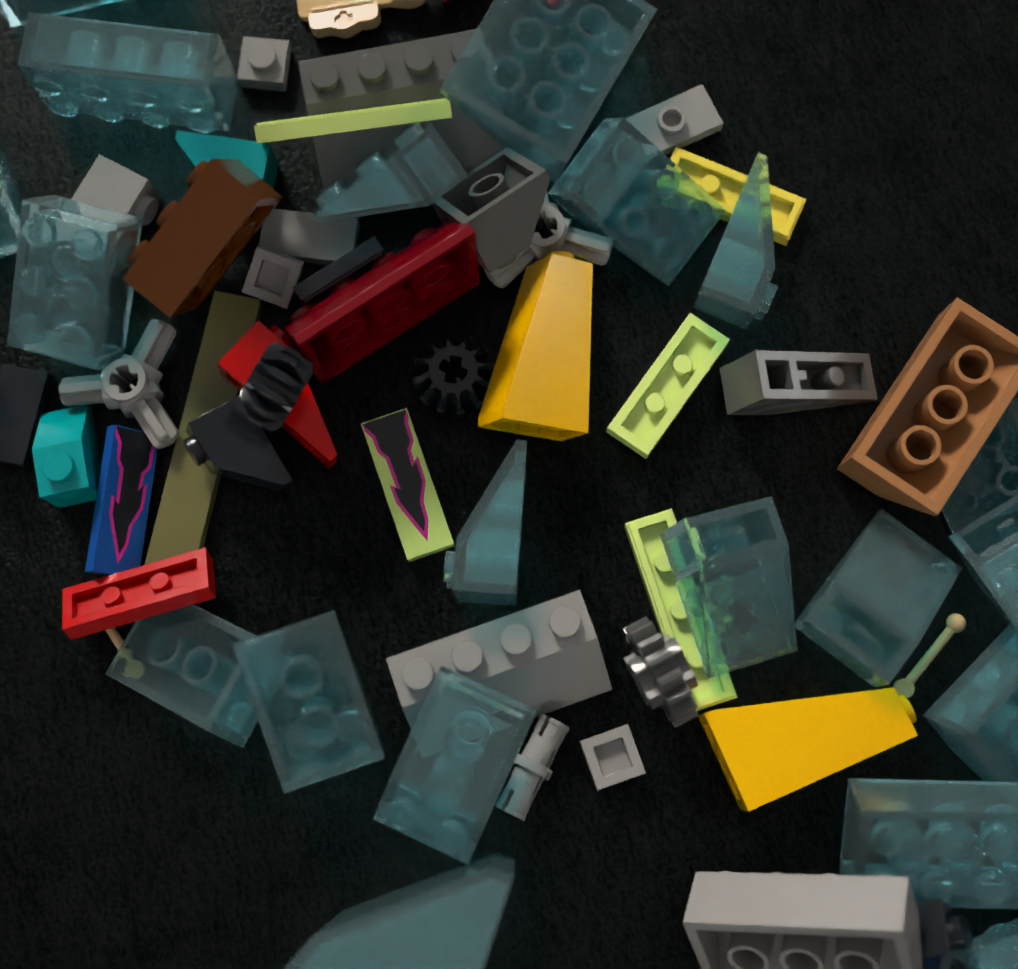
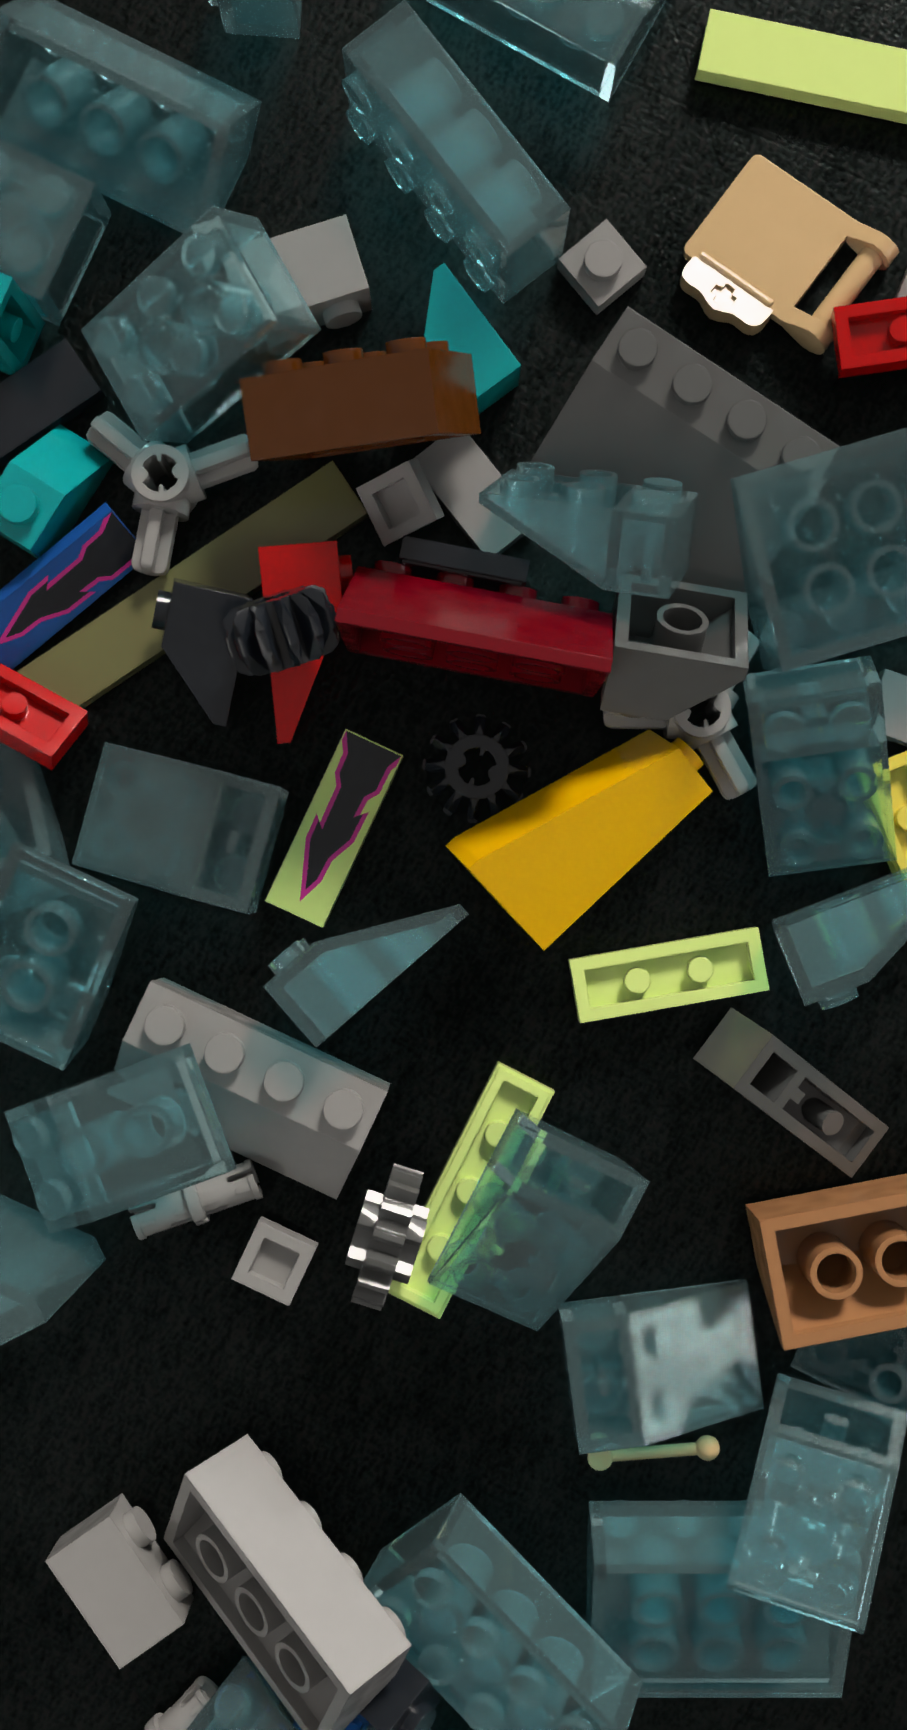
camera: 40 degrees right, 10 degrees up
(320, 559) = (180, 828): none -> clear light blue slope
(353, 120) = (618, 425): yellowish green tile -> none
(796, 742) = (459, 1416): yellow slope -> none

